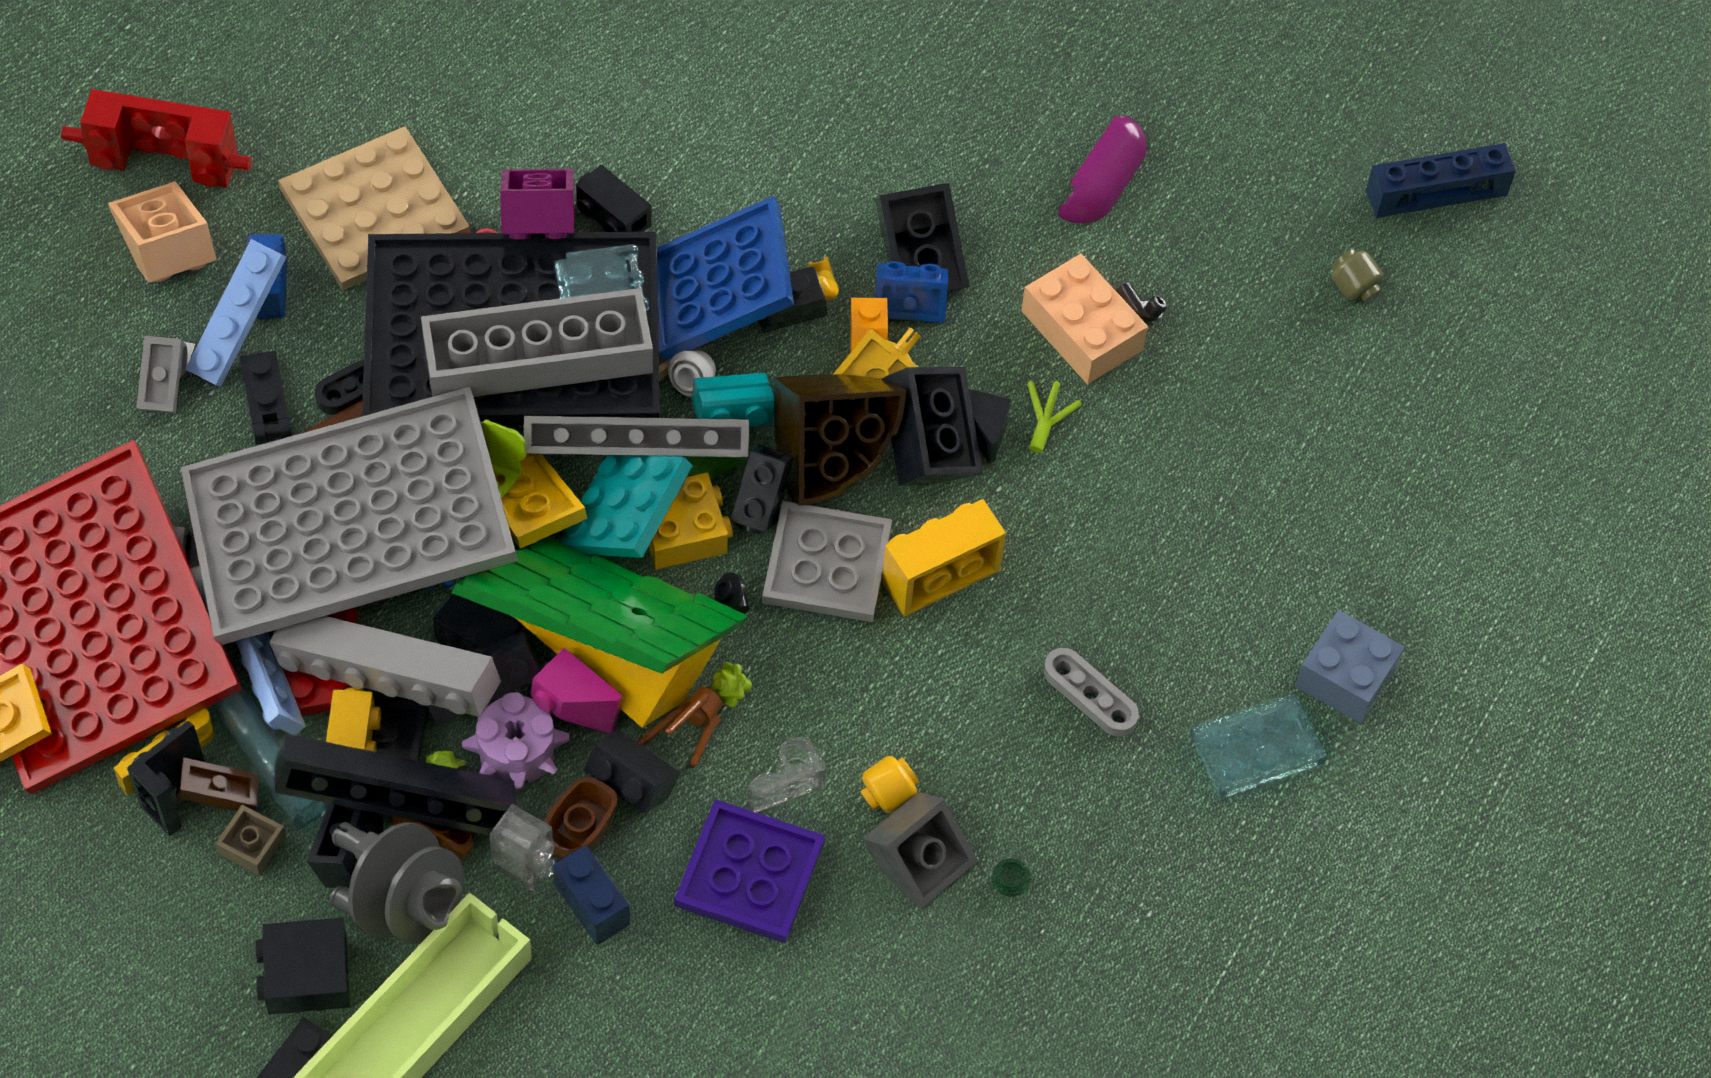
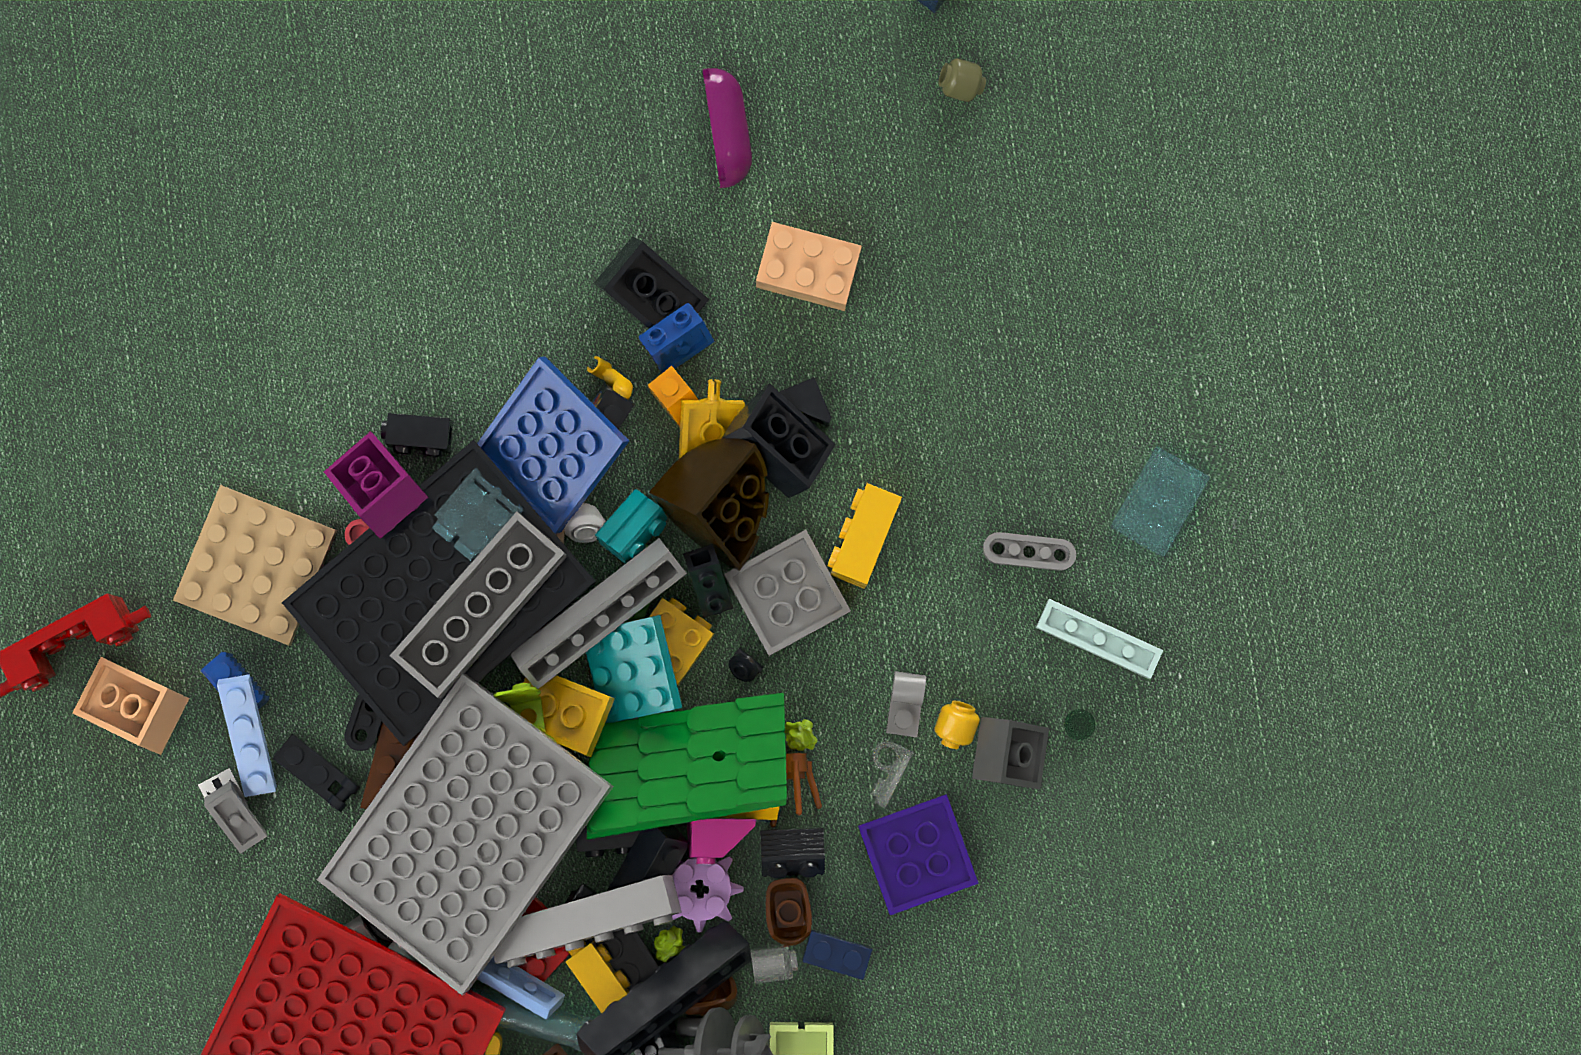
camera: 40 degrees left, 25 degrees up
(863, 728) = (906, 704): none -> light grey plate
(1045, 420) = (844, 361): lime plant -> none
(1095, 816) = (1099, 639): none -> light aqua plate
(1147, 310) = (836, 222): black arm -> none
(1349, 666) = (1179, 399): sand blue brick -> none

